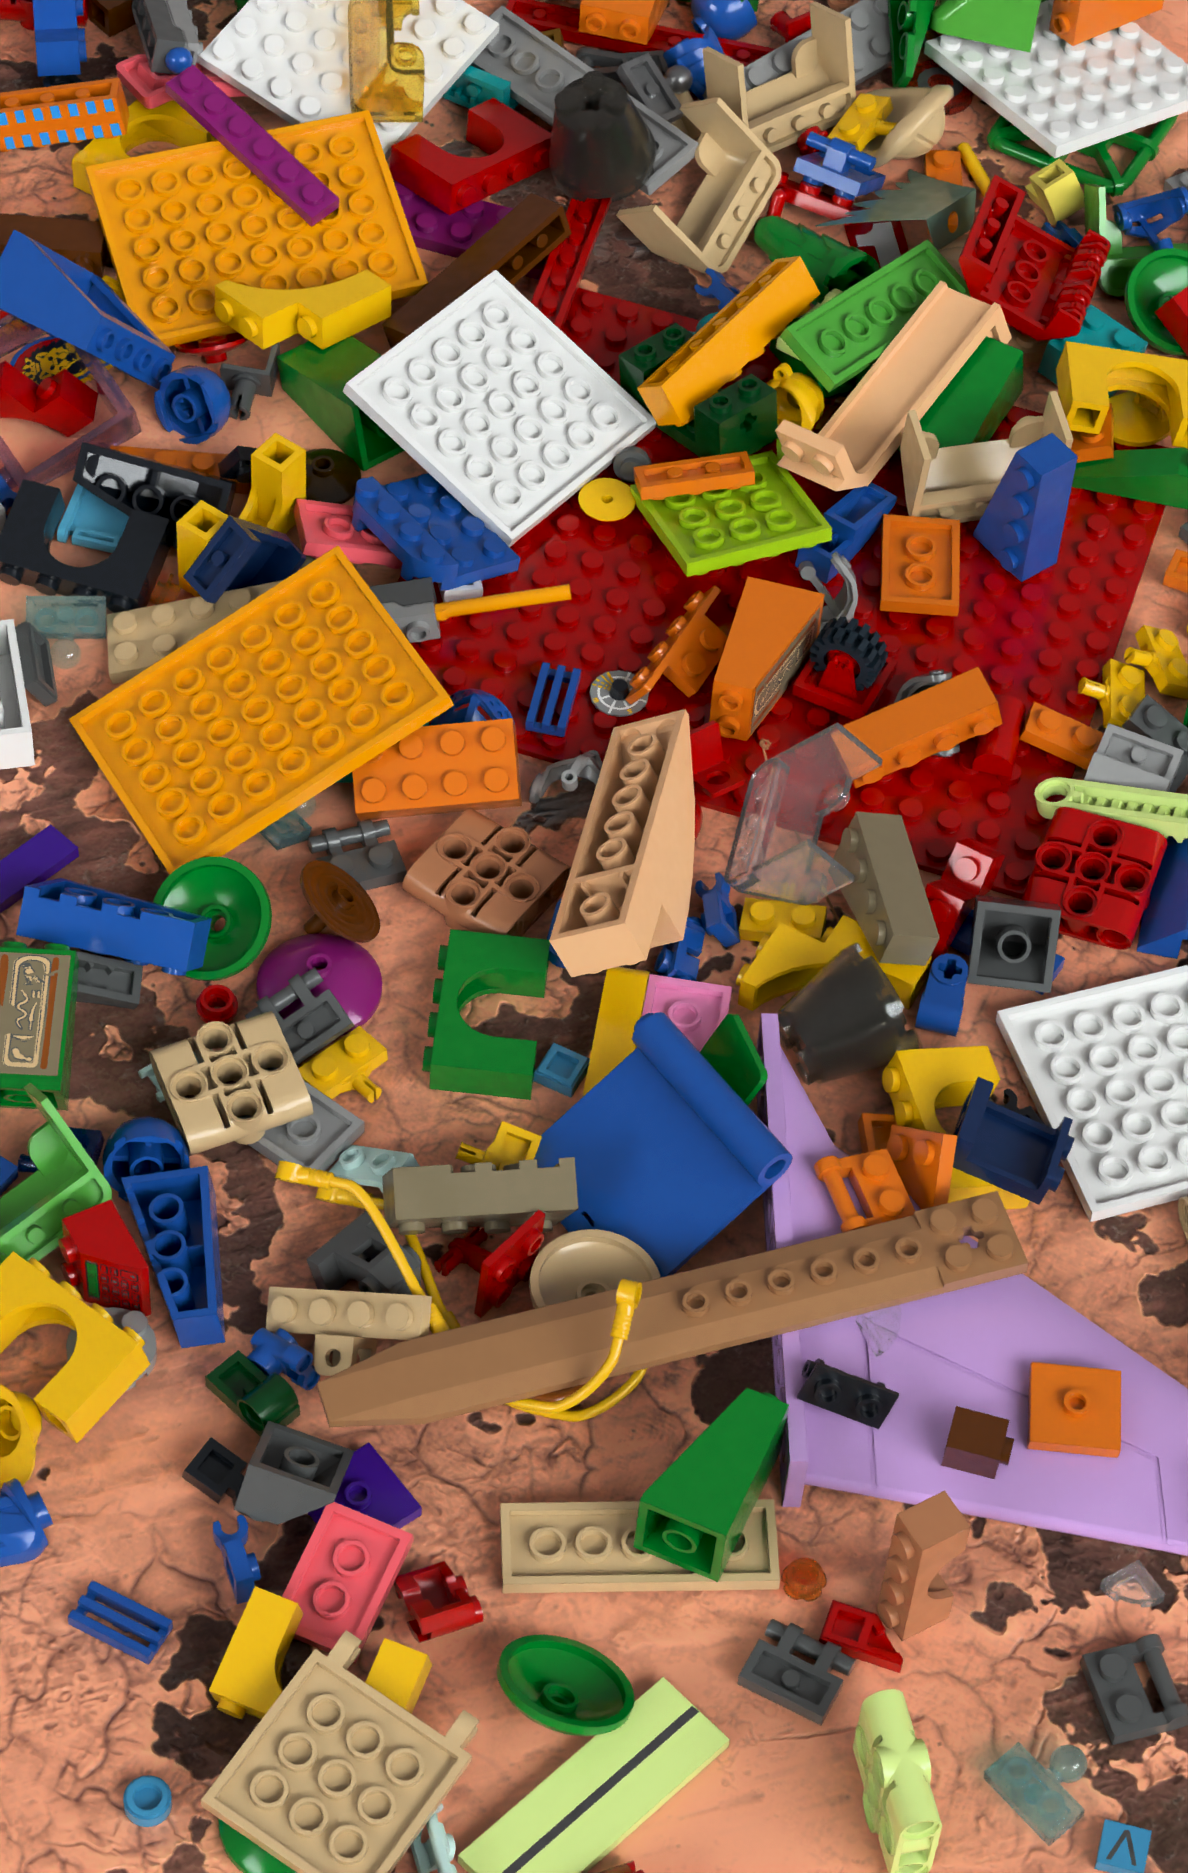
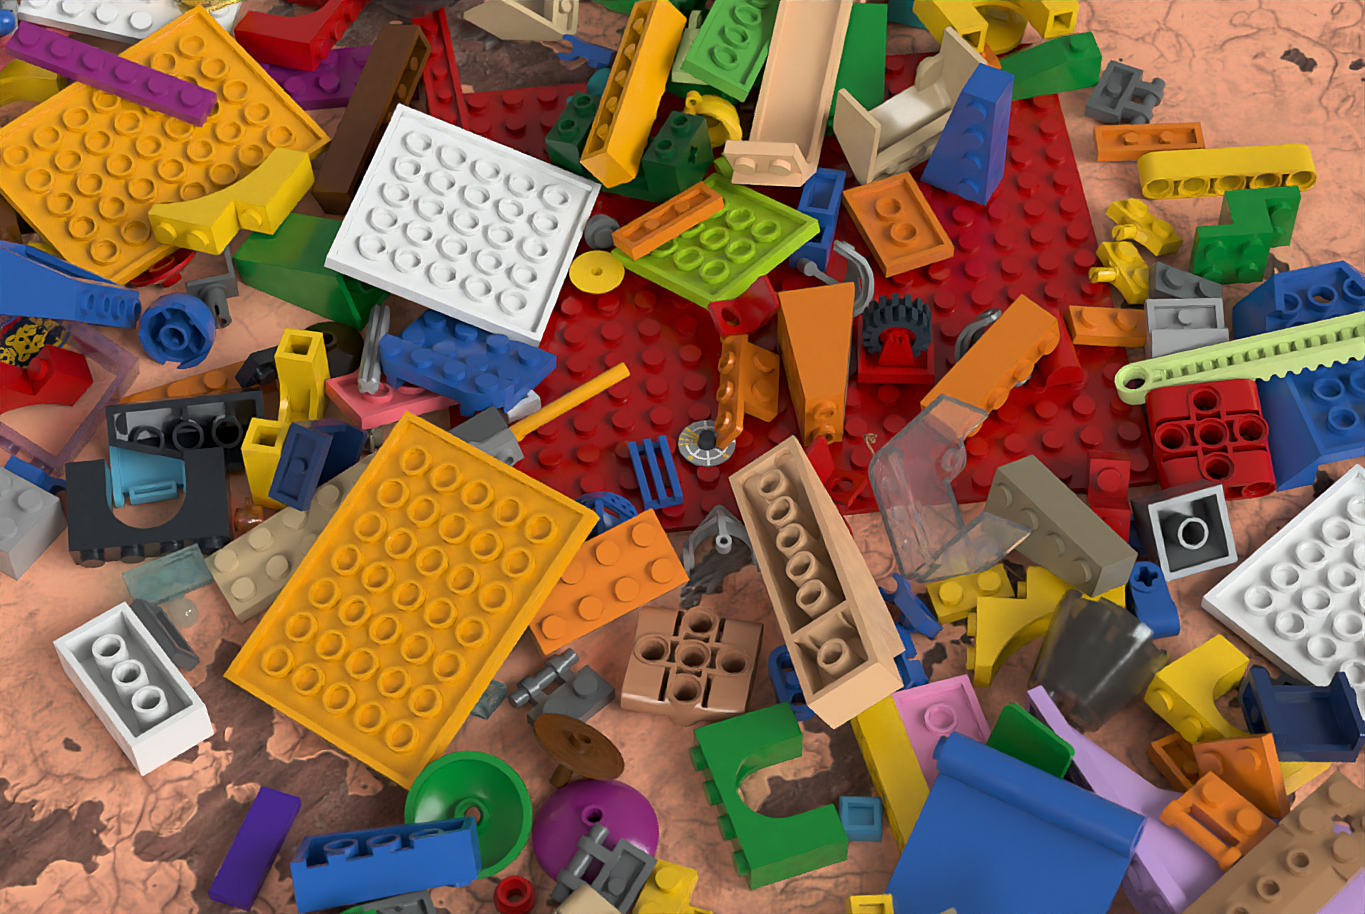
camera: 20 degrees left, 0 degrees up
(342, 502) = (370, 364): none -> light grey axle
(719, 585) = (750, 309): none -> red bracket

